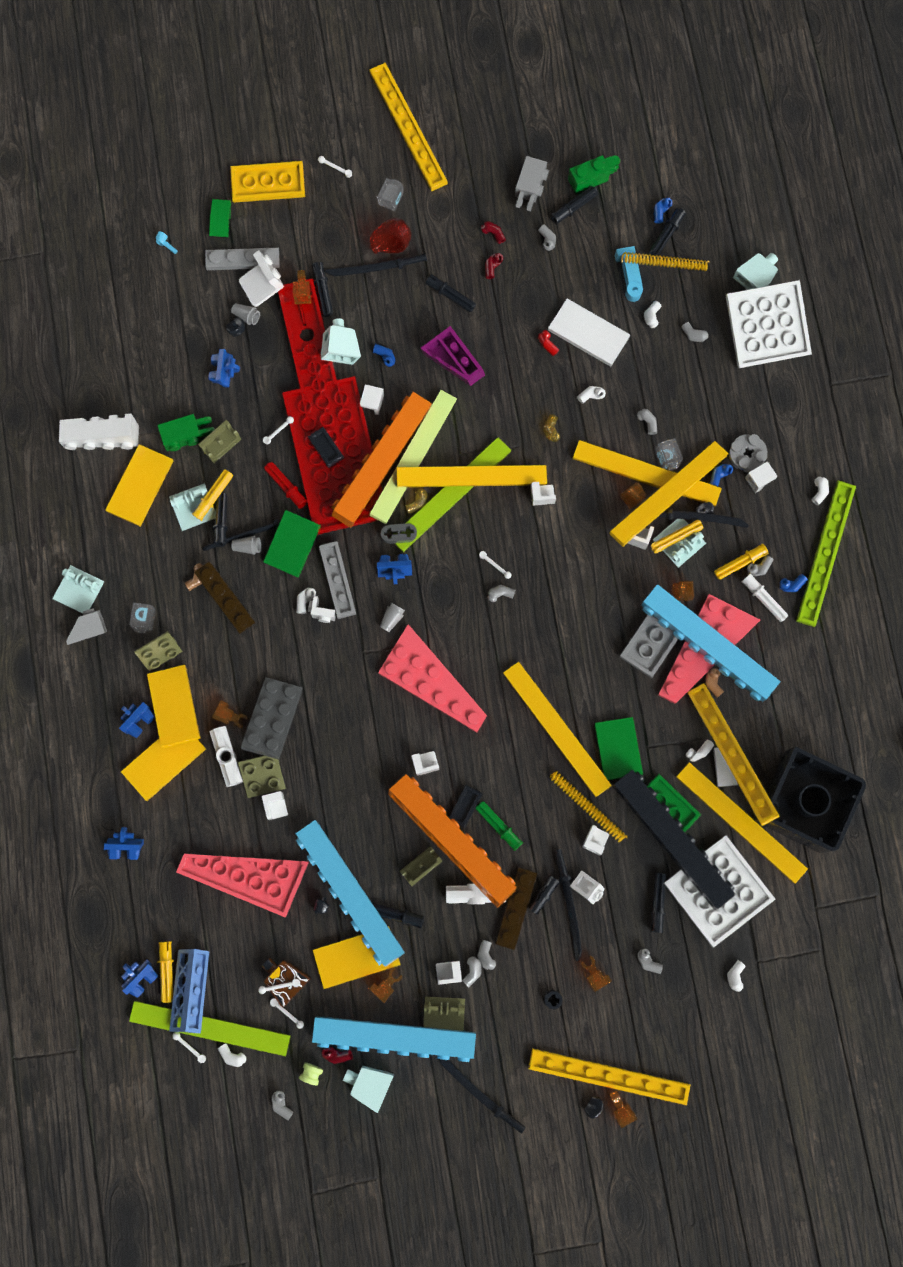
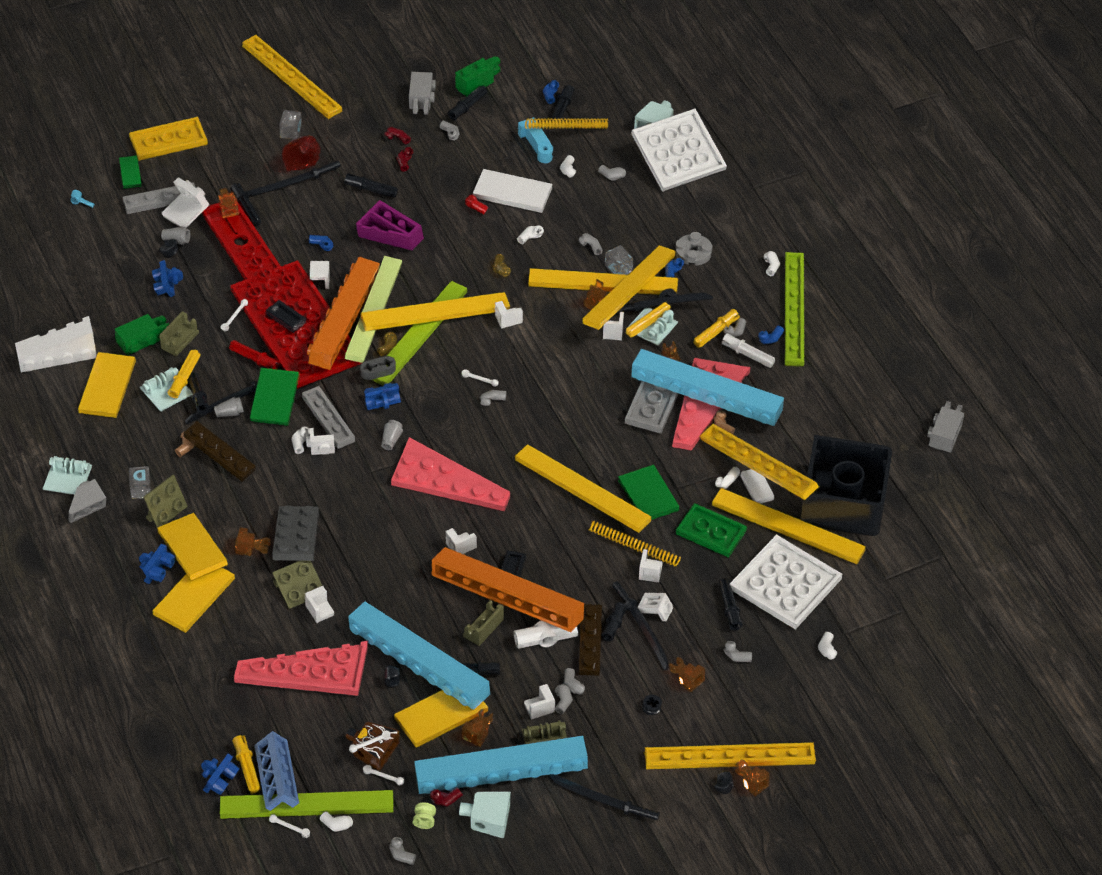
camera: 15 degrees left, 30 degrees down
(123, 841) = (173, 664): blue hips -> none
(223, 744) = (258, 575): white piece -> none
(340, 344) = (277, 238): light aqua torso -> none
(348, 173) = (244, 119): white hinge -> none
(499, 826) = (559, 579): green axle -> none
(674, 840) = (726, 543): black brick -> none
(760, 477) = (709, 260): white panel -> none

